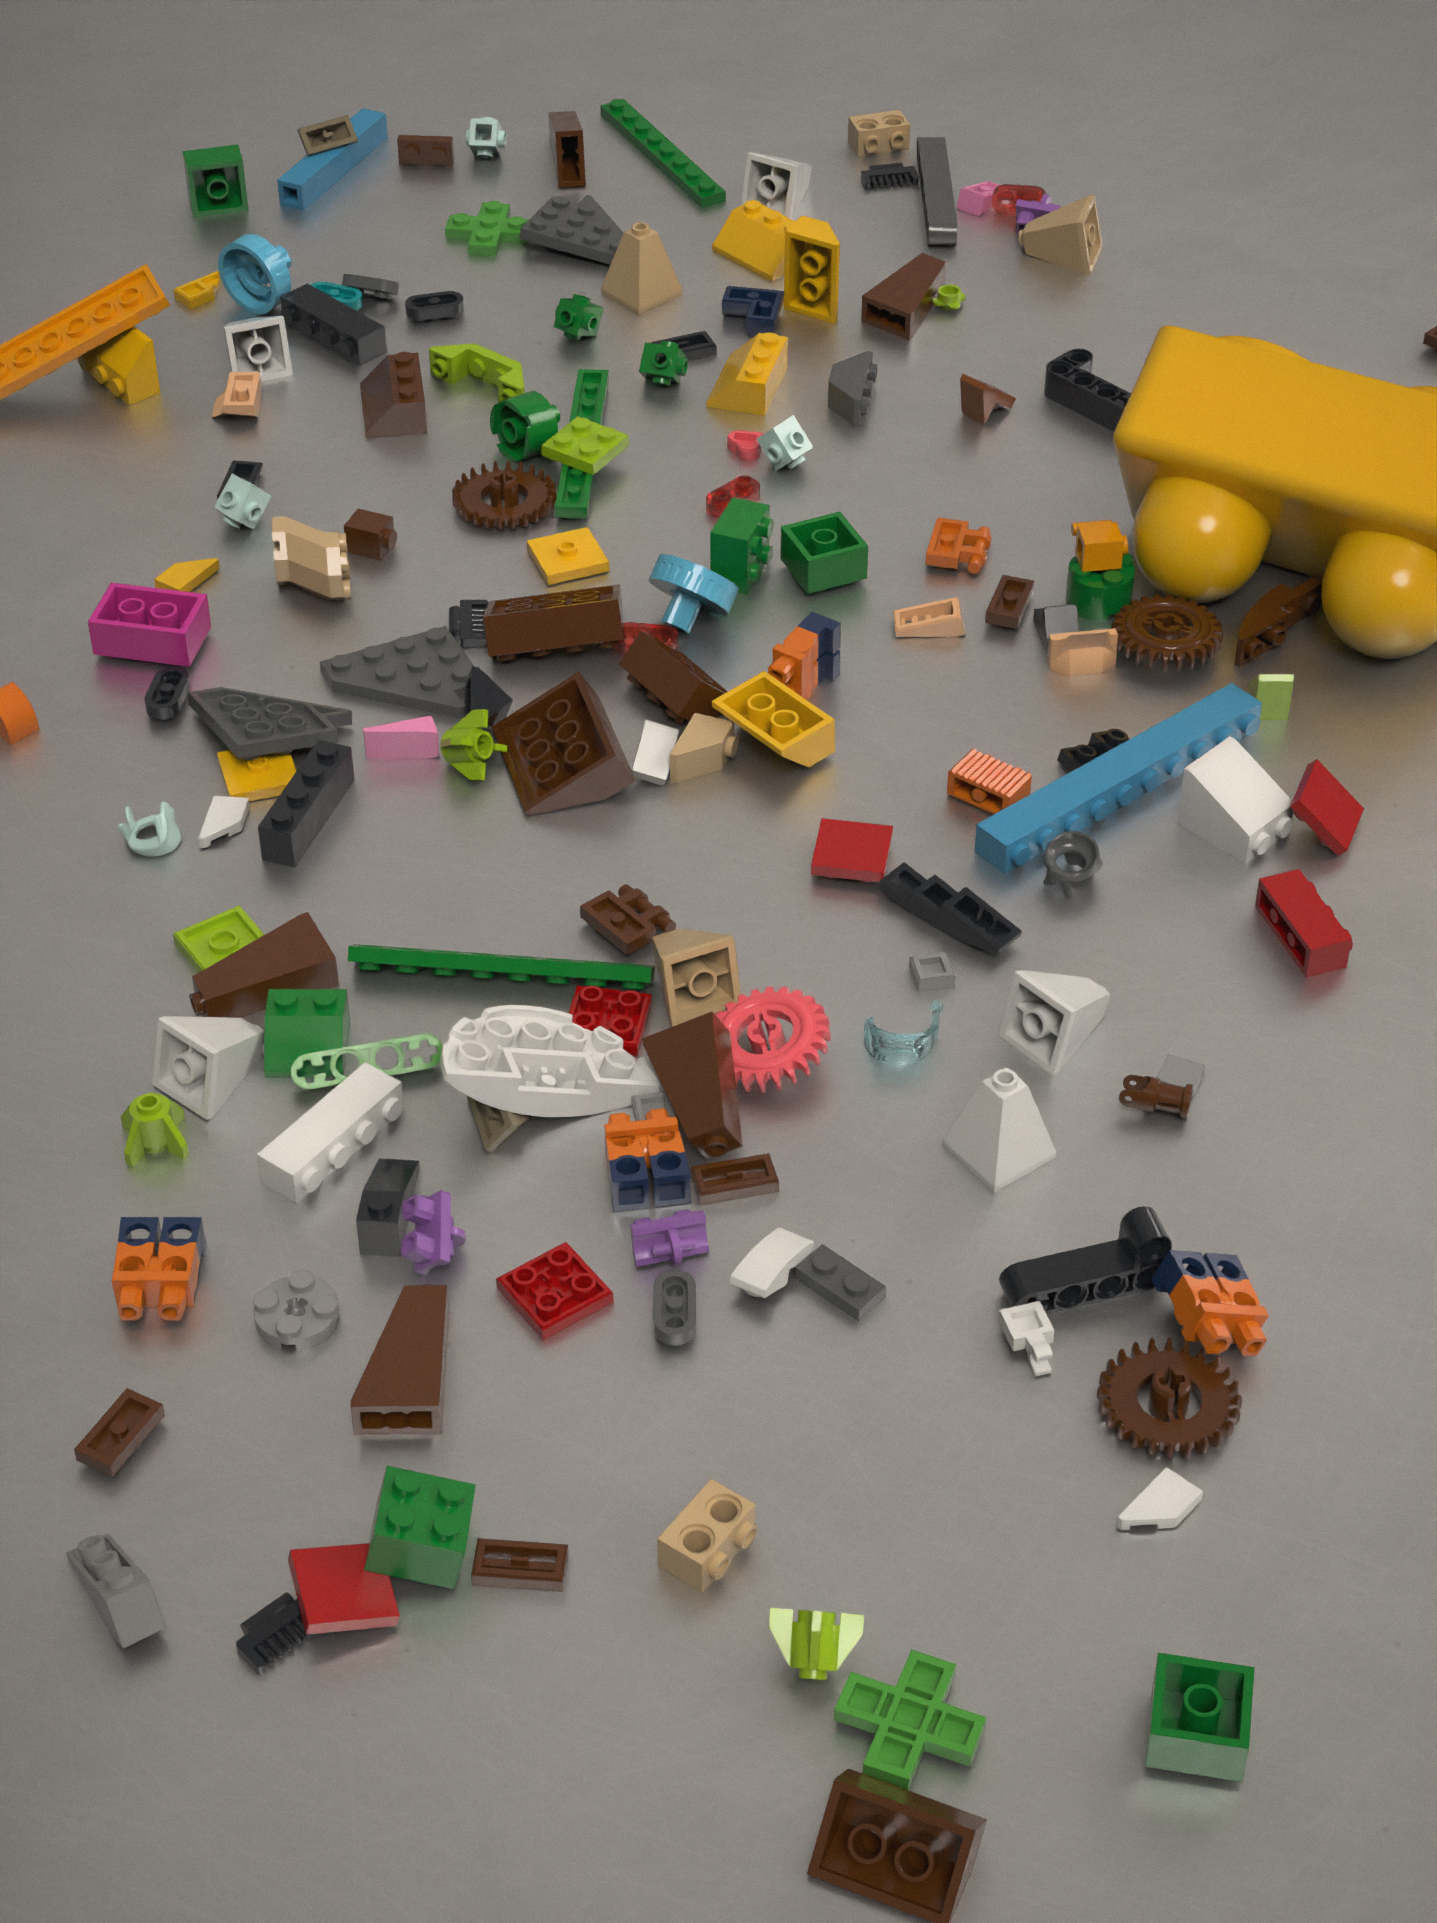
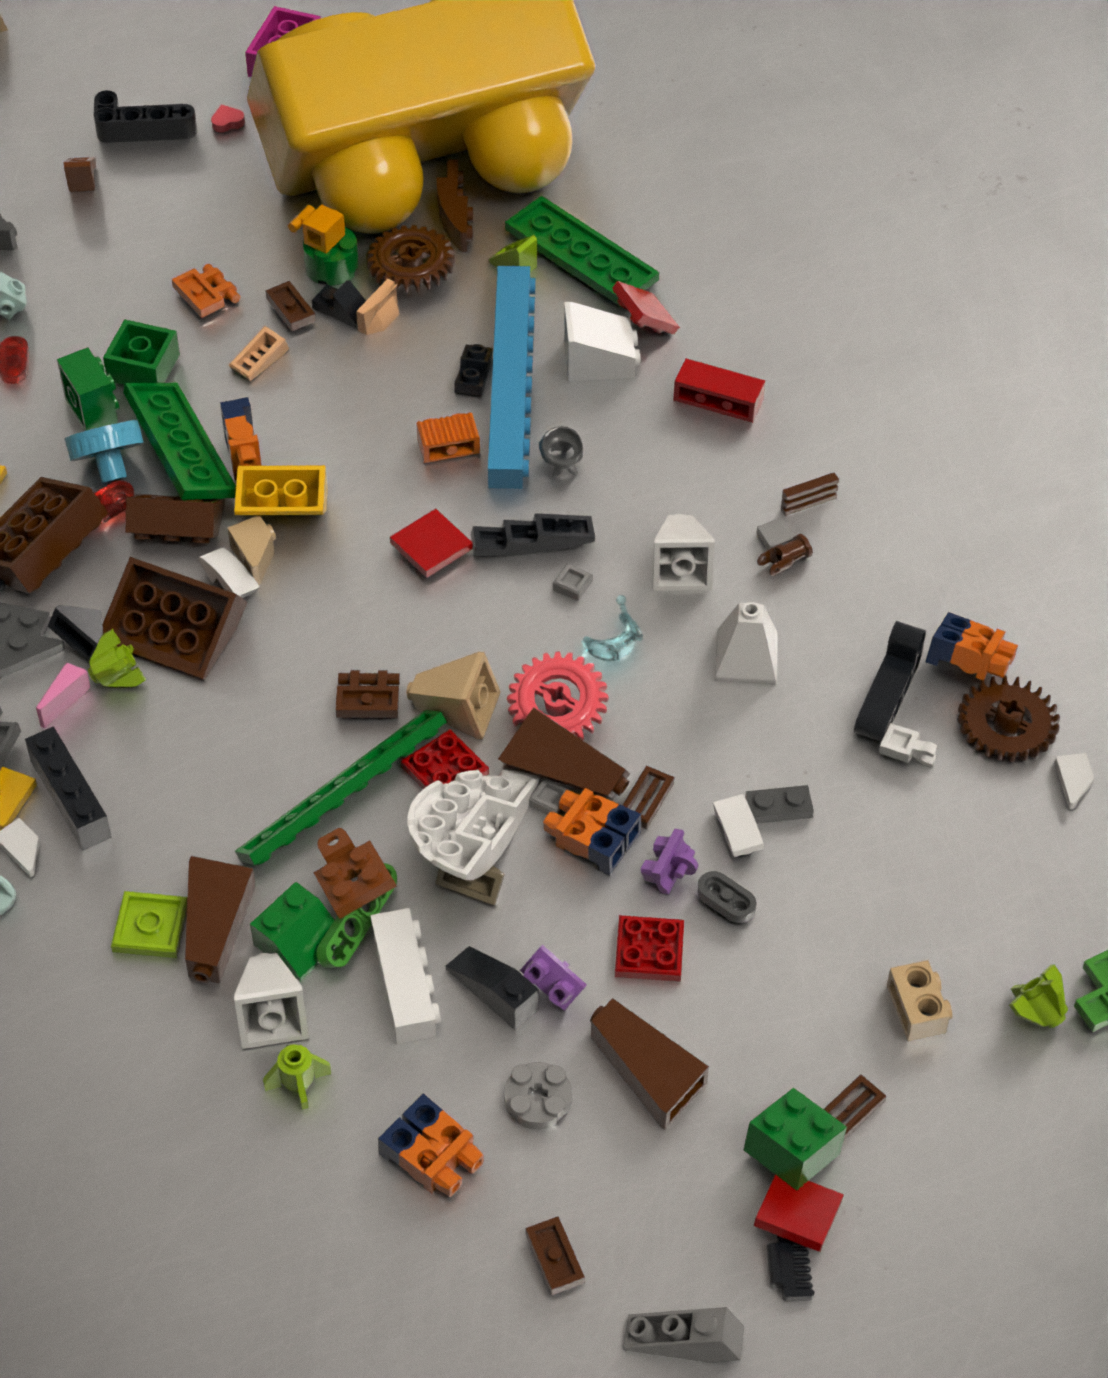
camera: 50 degrees left, 10 degrees up
(397, 1022) = (346, 863): none -> dark orange plate
(756, 624) = (180, 441): none -> green plate
(1260, 1065) = (809, 494): none -> reddish brown tile
(1345, 726) = (580, 248): none -> green plate

